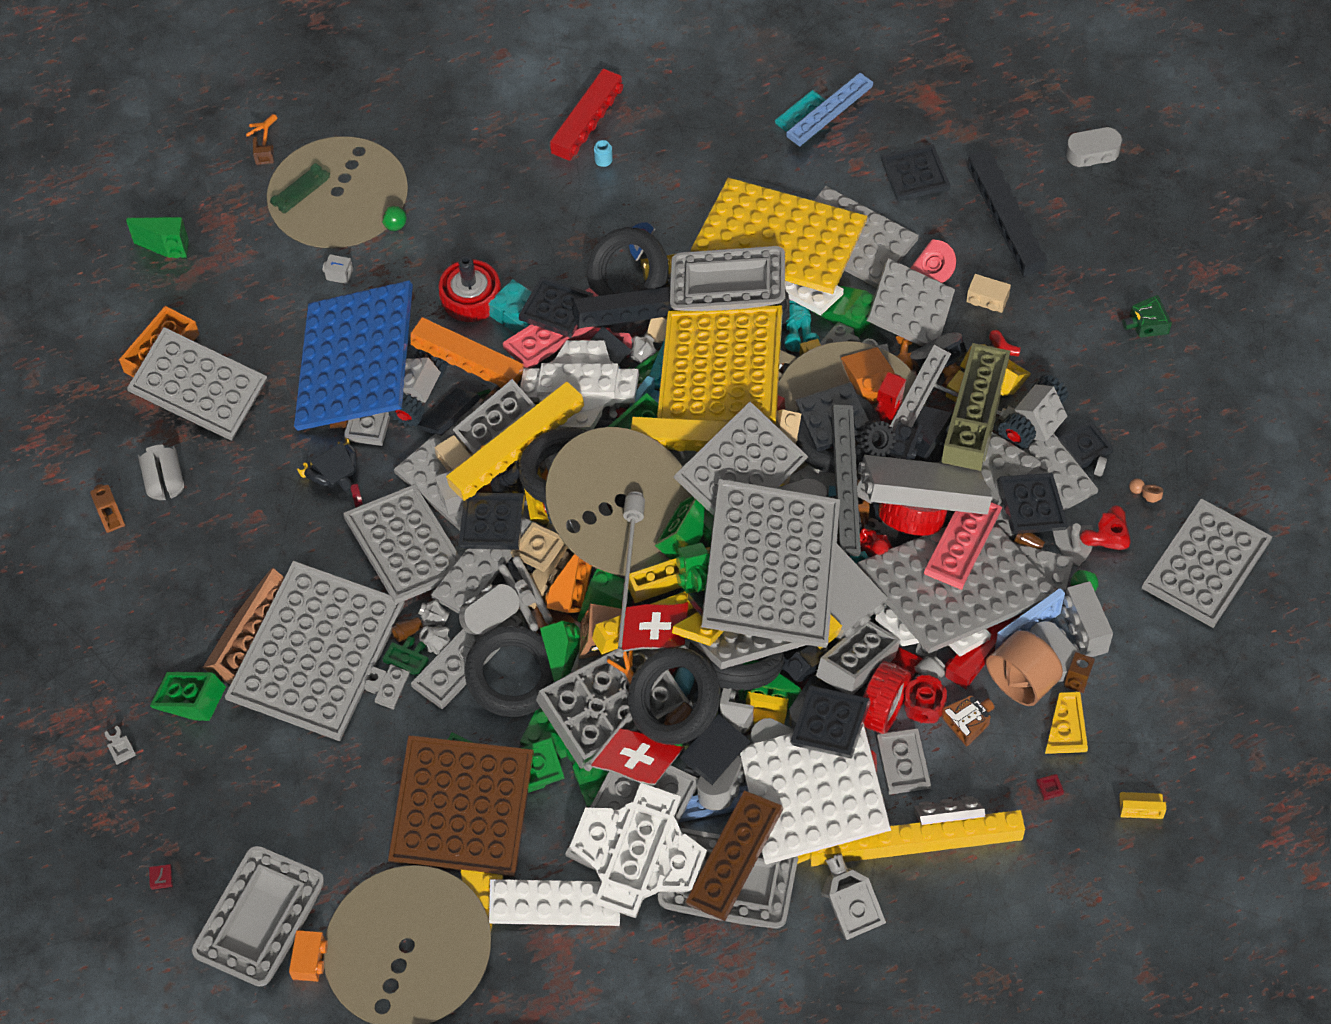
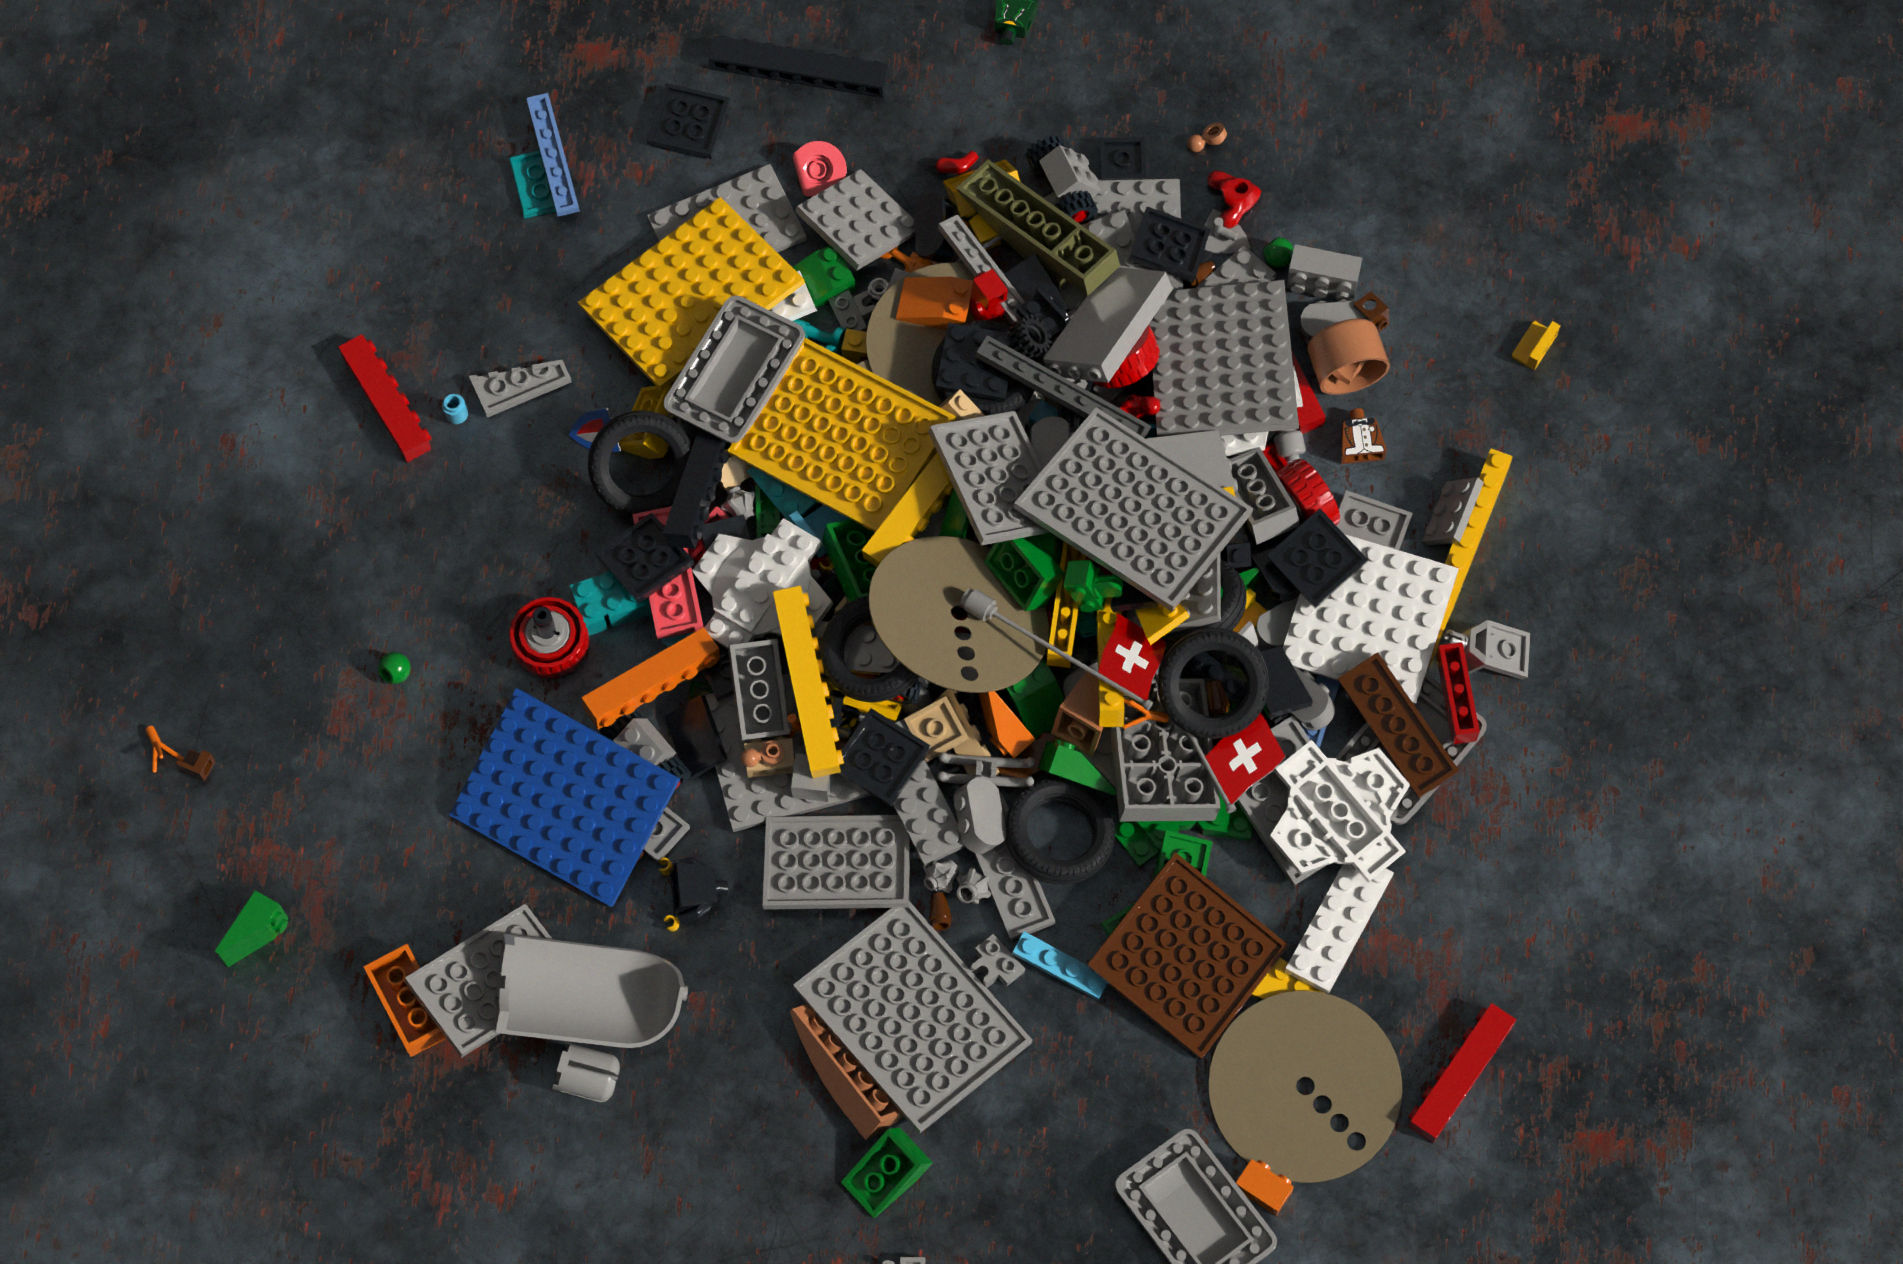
camera: 60 degrees left, 10 degrees up
(104, 499) = (592, 1151): dark orange torso -> none
(214, 436) = (585, 992): none -> light grey panel
(300, 188) = (278, 748): clear green plate -> none
(338, 269) = (423, 761): light grey brick -> none
(356, 214) = (312, 756): dark tan piece -> none
(356, 495) = (744, 884): dark red tile -> none
(405, 658) = (975, 930): dark green hinge -> none
(407, 719) = (1059, 965): none -> medium azure plate
(442, 441) = (751, 757): none -> nougat plate
(642, 178) = (513, 387): none -> light grey wing
(788, 884) = (1457, 693): none -> red brick
(925, 699) = (1326, 459): red brick -> none
(961, 546) = (1194, 337): coral plate -> none
(988, 293) = (888, 141): tan brick -> none
(1043, 611) = (1296, 323): light blue tile -> none
(1050, 787) = (1471, 411): dark red tile -> none
(1068, 726) = (1419, 358): yellow wing -> none
(1100, 466) = (1156, 161): light grey tile -> none
(1207, 563) = (1319, 134): light grey plate -> none

